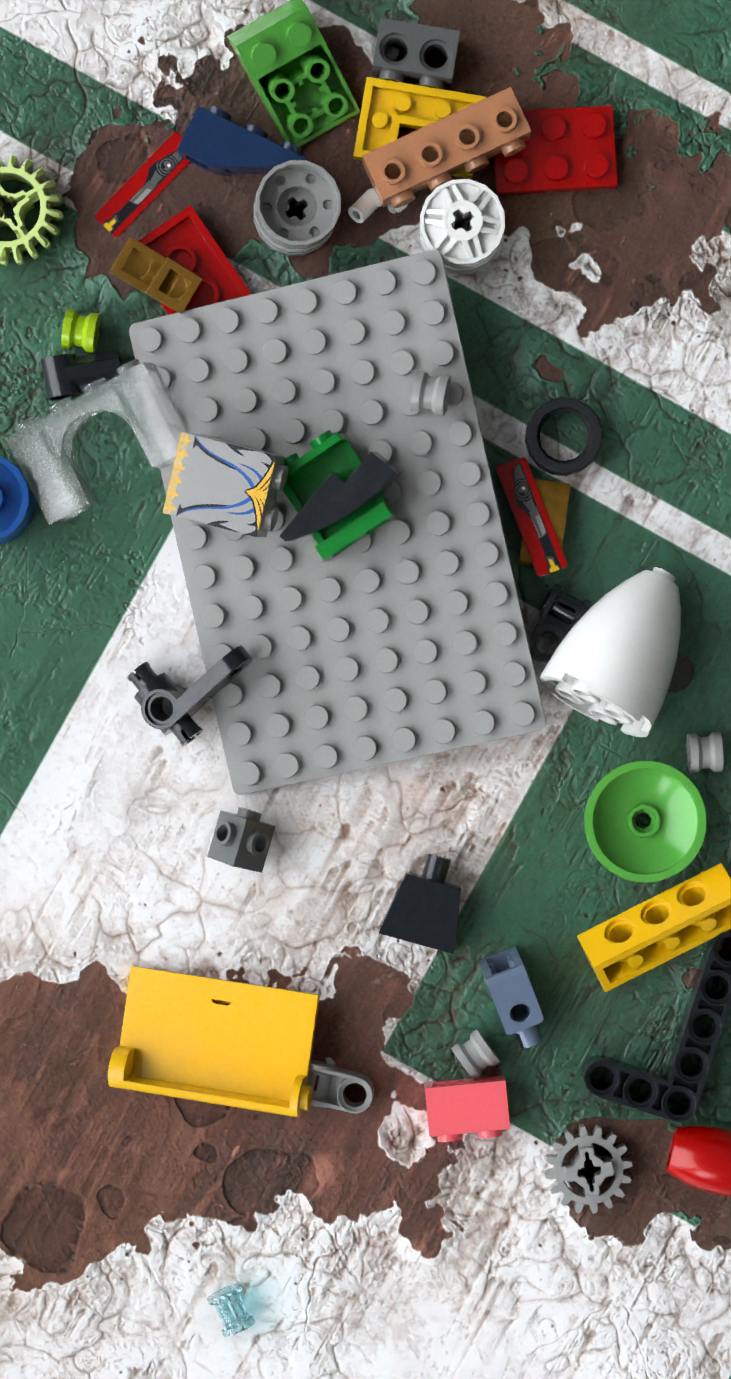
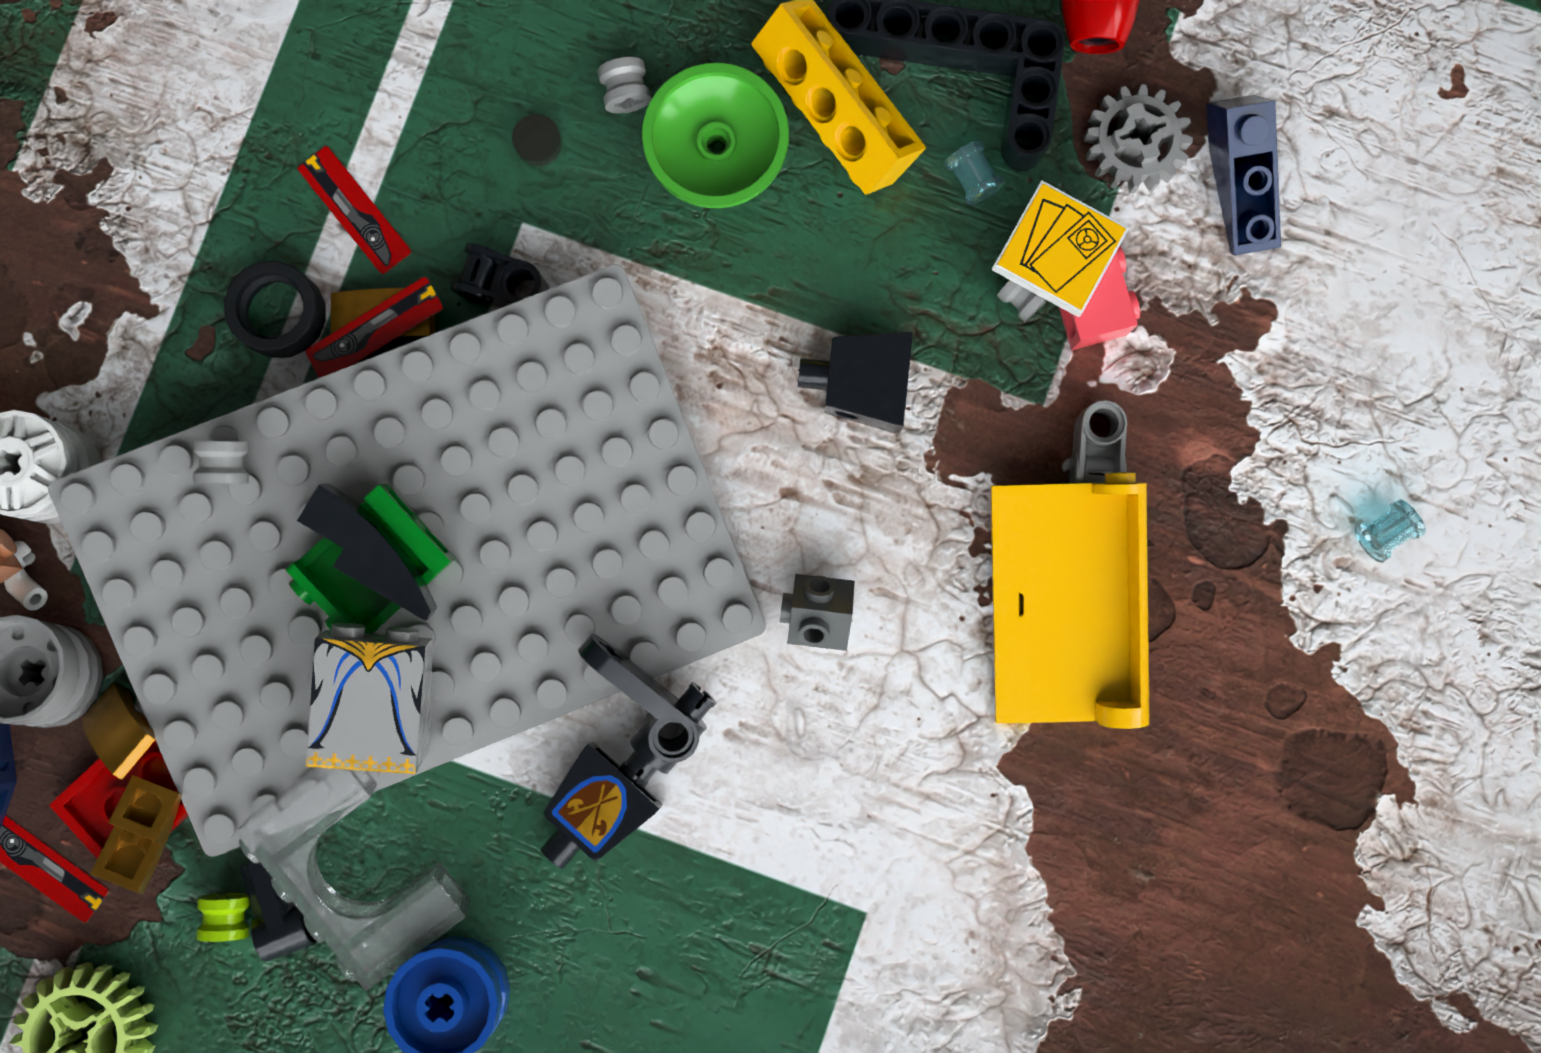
camera: 95 degrees left, 5 degrees down
(116, 637) = (595, 808): none -> torso
(240, 269) = (117, 730): none -> pearl gold slope
(500, 1085) = (1060, 249): none -> yellow tile
(509, 987) = (948, 256): sand blue torso -> none
(546, 1252) = (1246, 171): none -> dark blue slope
(582, 1029) = (974, 172): none -> clear light blue bush
(621, 654) = (523, 192): white cylinder -> none
(640, 510) = (354, 210): none -> red sticker

